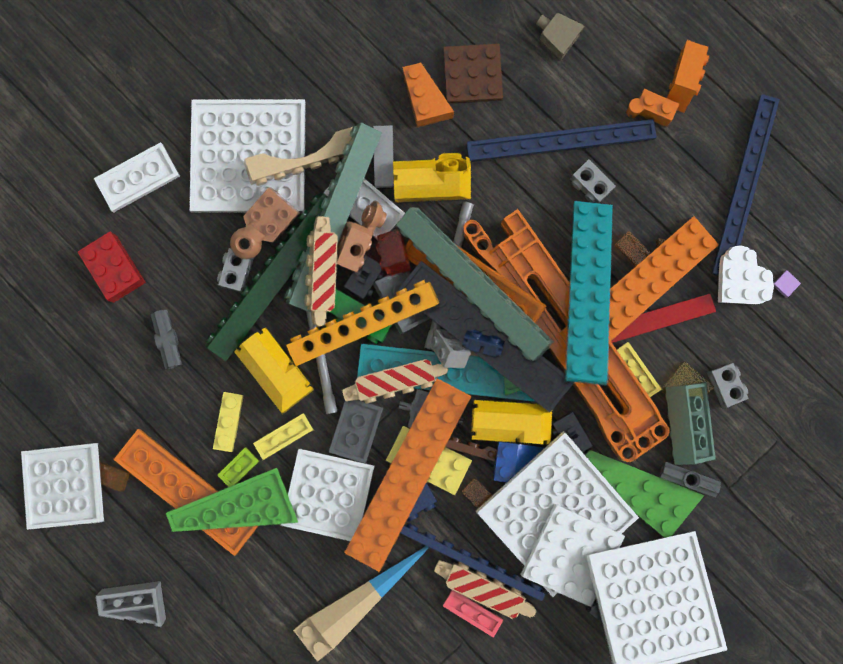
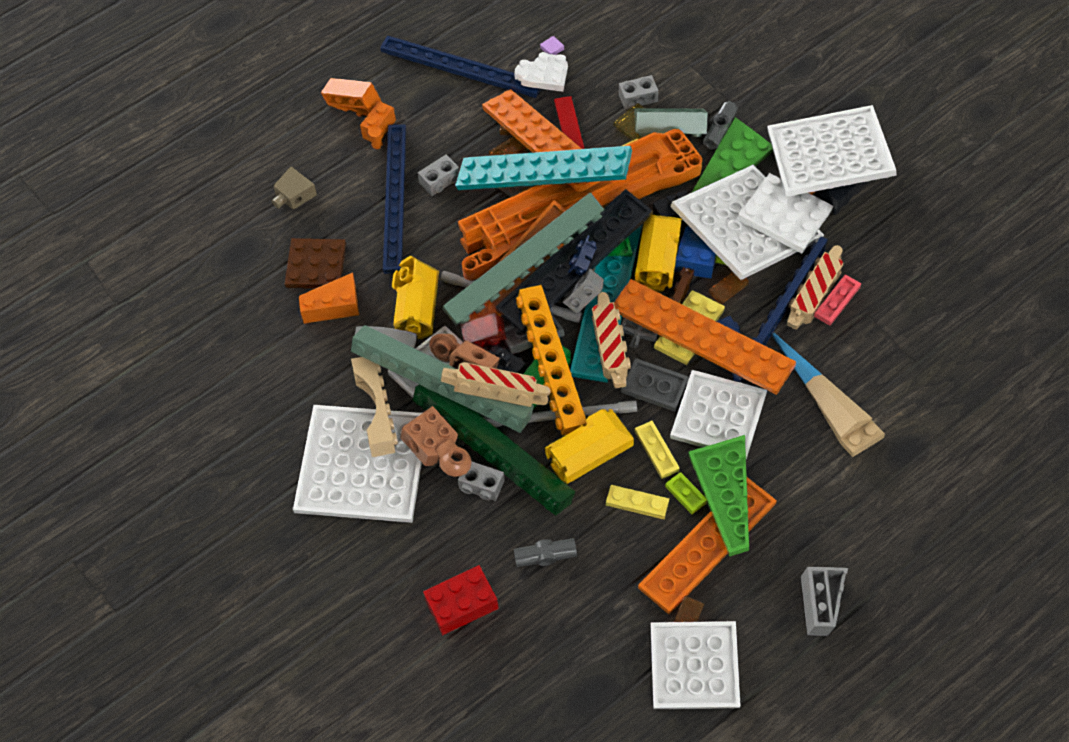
camera: 80 degrees left, 25 degrees down
(136, 177) = (366, 571): white plate -> none

